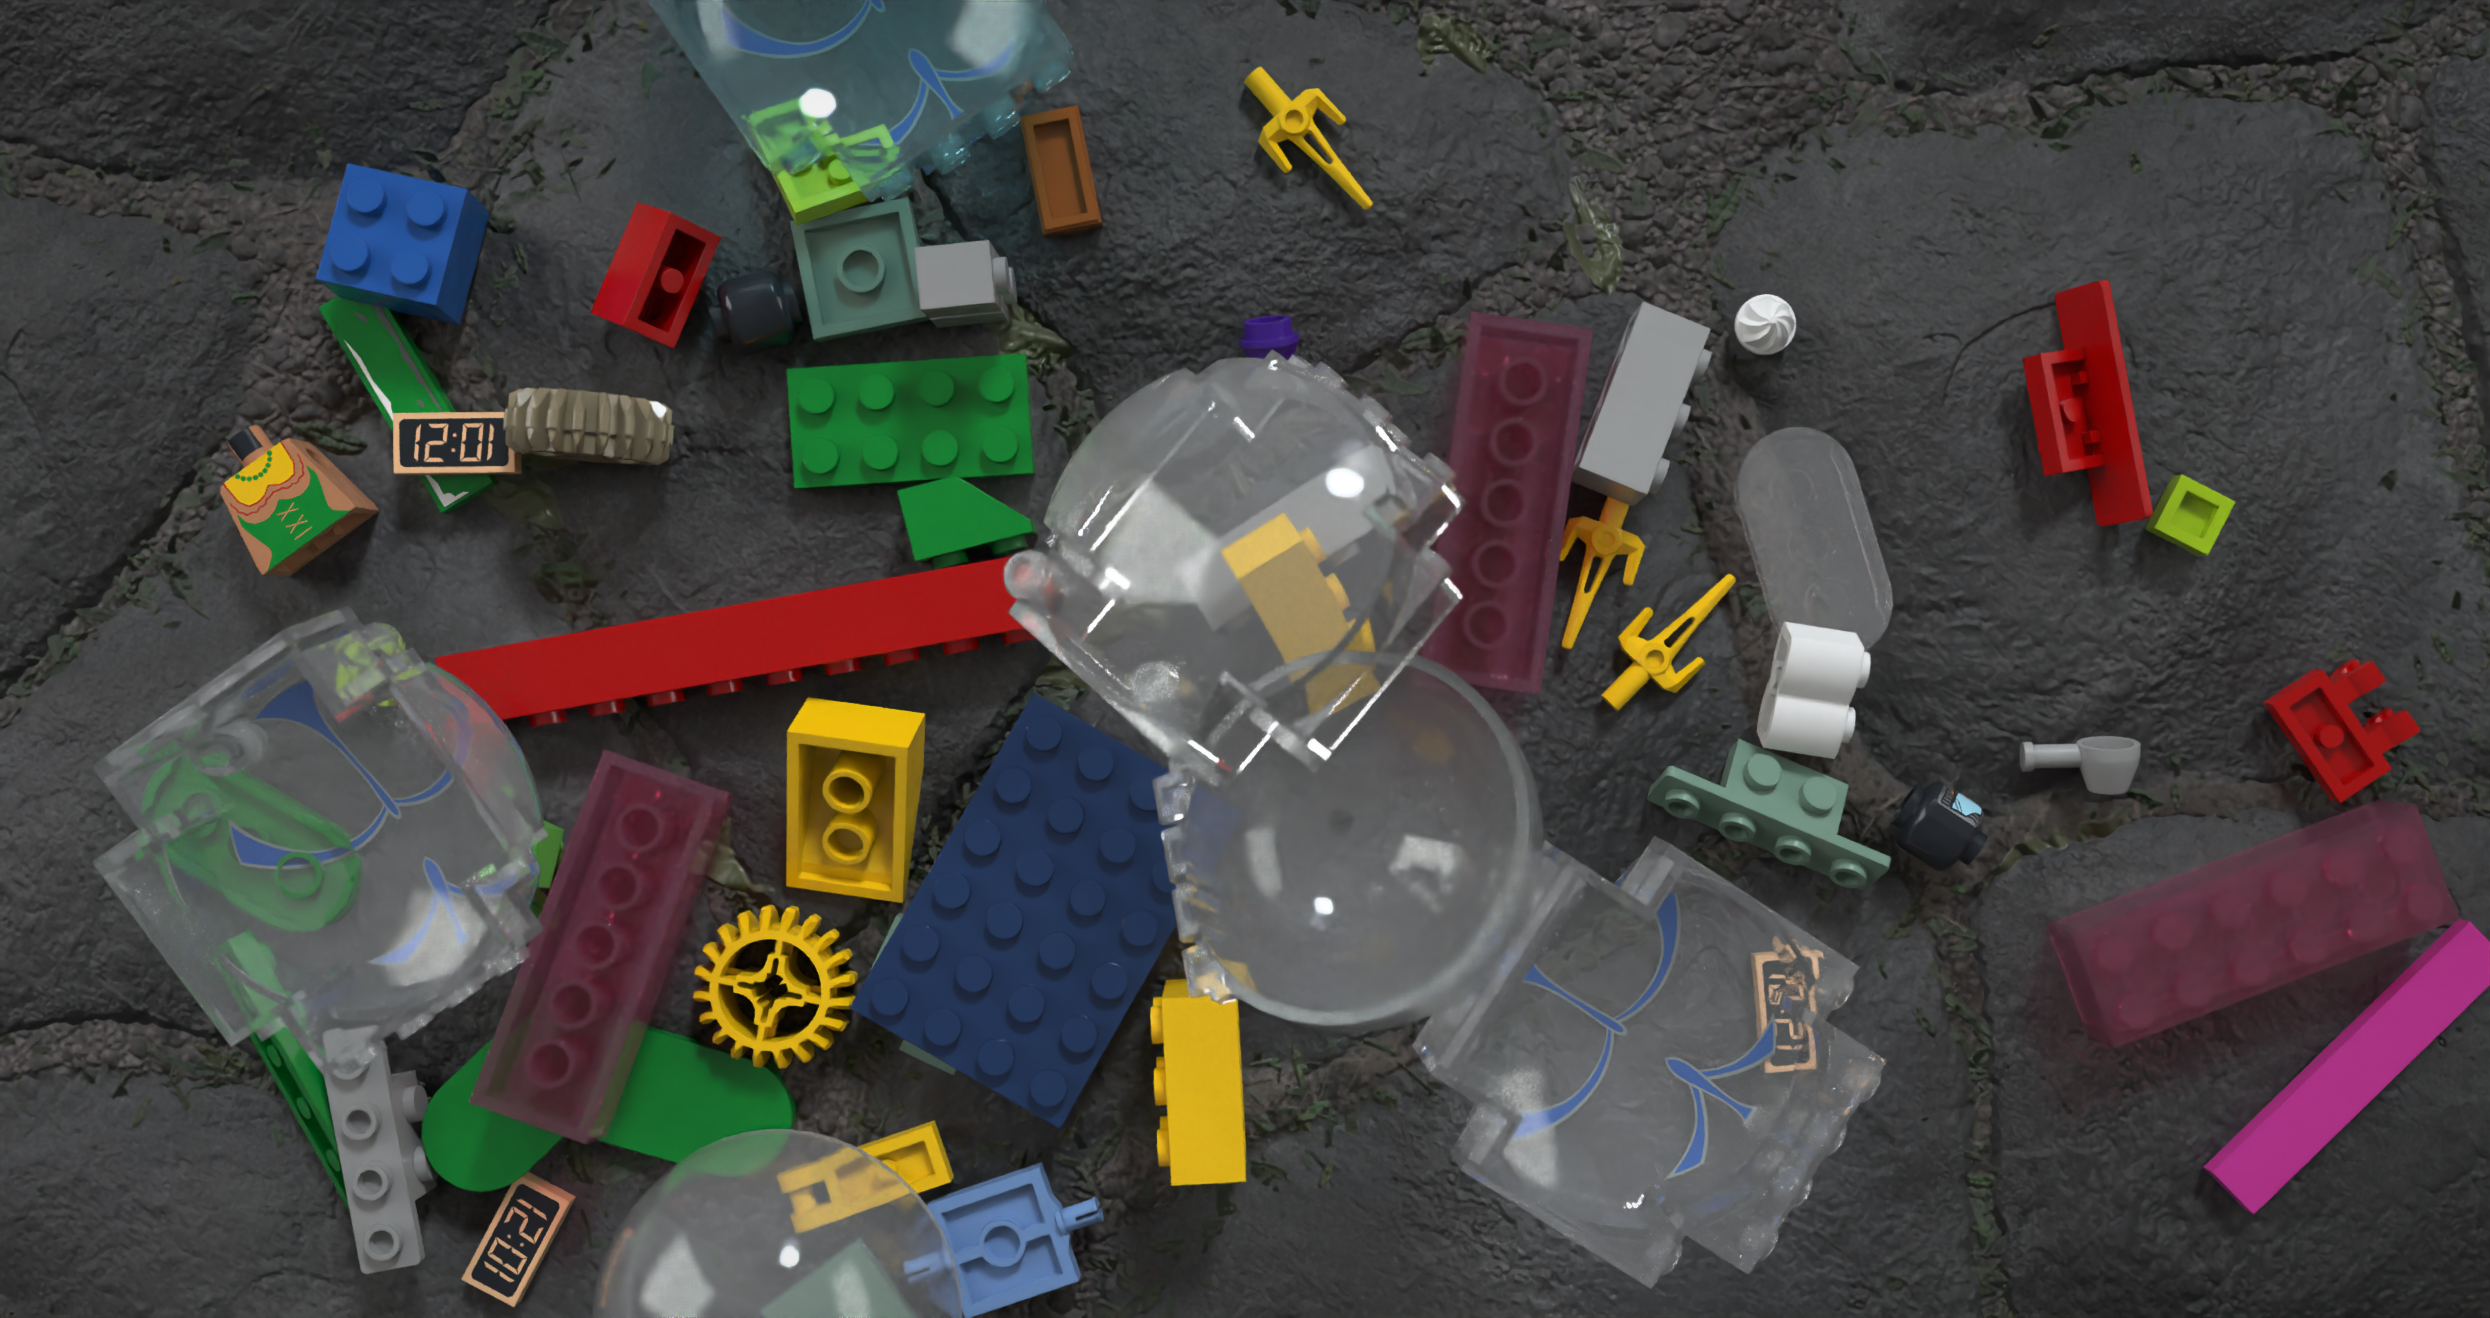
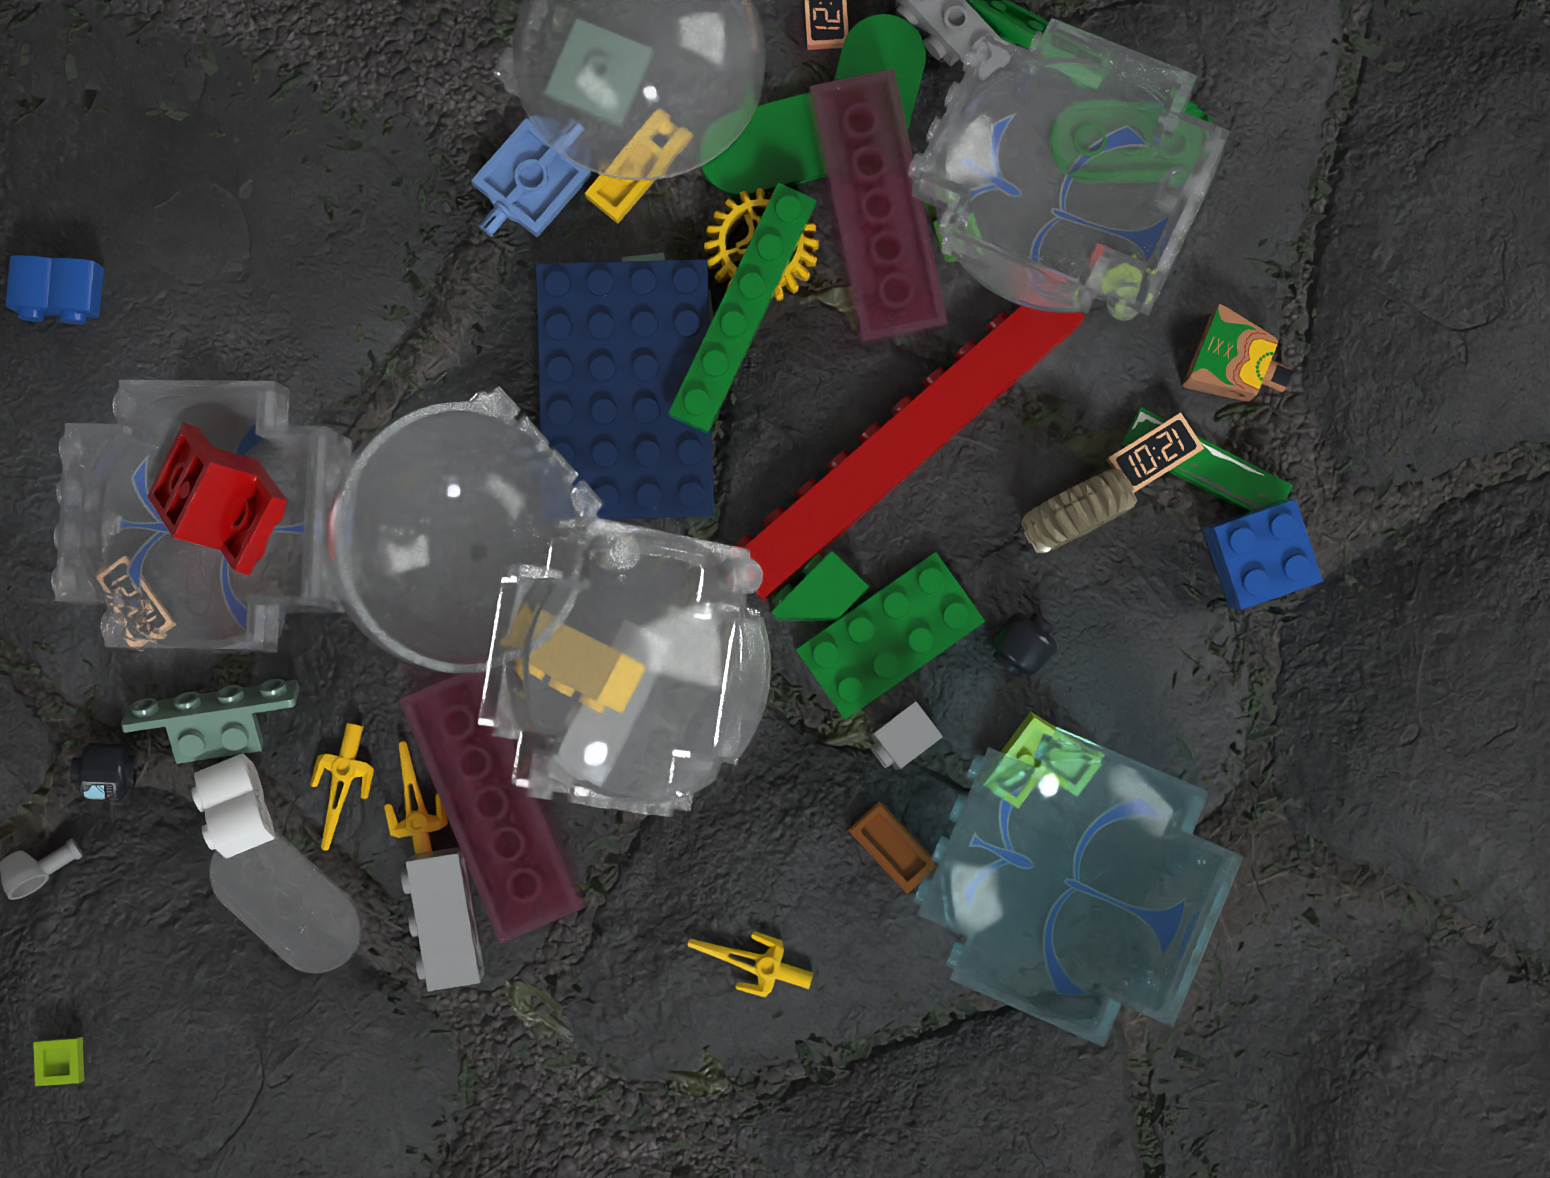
camera: 150 degrees right, 5 degrees down
(655, 274) = (1098, 628): red brick -> none
(840, 920) = (742, 308): none -> green plate
(853, 798) = (788, 389): yellow slope -> none
(859, 269) = (976, 708): sand green plate -> none
(1200, 1085) = (464, 339): yellow brick -> none
(1269, 333) = (700, 821): dark purple plate -> none
(1616, 1070) = (217, 499): none -> red bracket
(1765, 324) = (396, 1019): white plate -> none
(2087, 408) = (163, 1088): red bracket -> none

